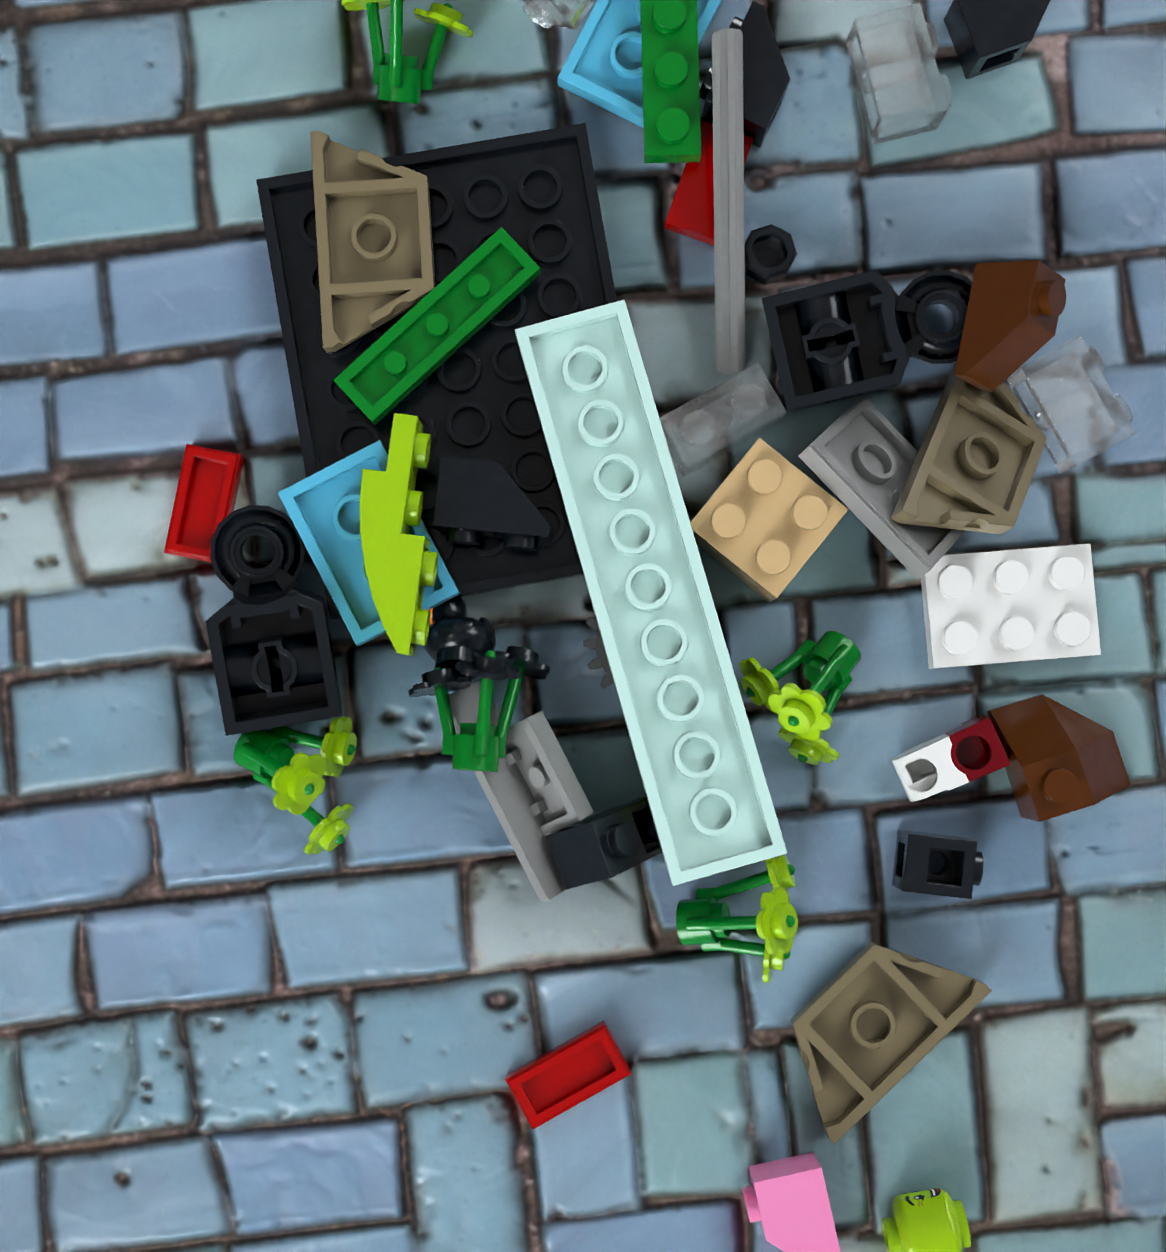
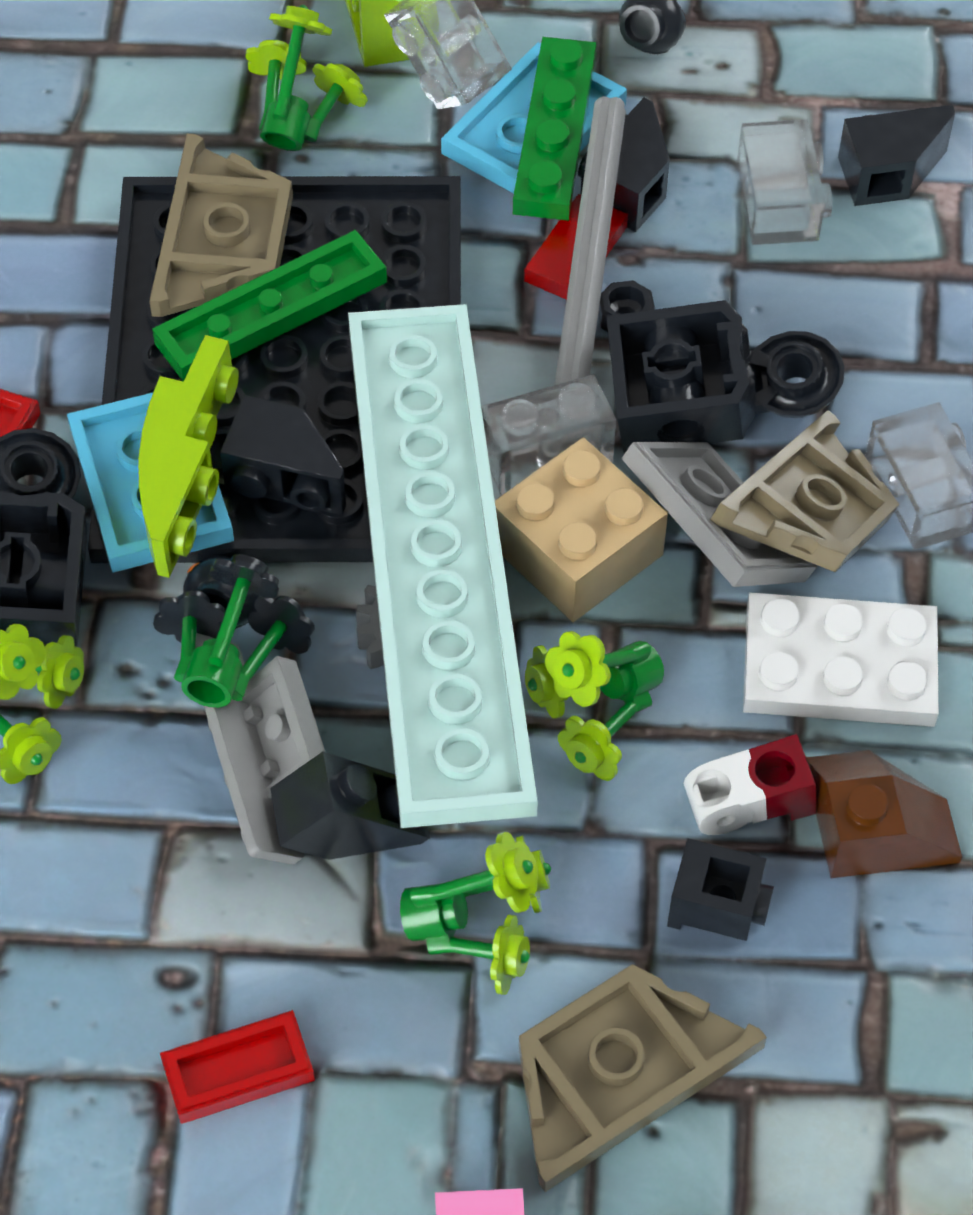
camera: 10 degrees right, 30 degrees down
(1007, 319) = (861, 371): reddish brown slope -> none

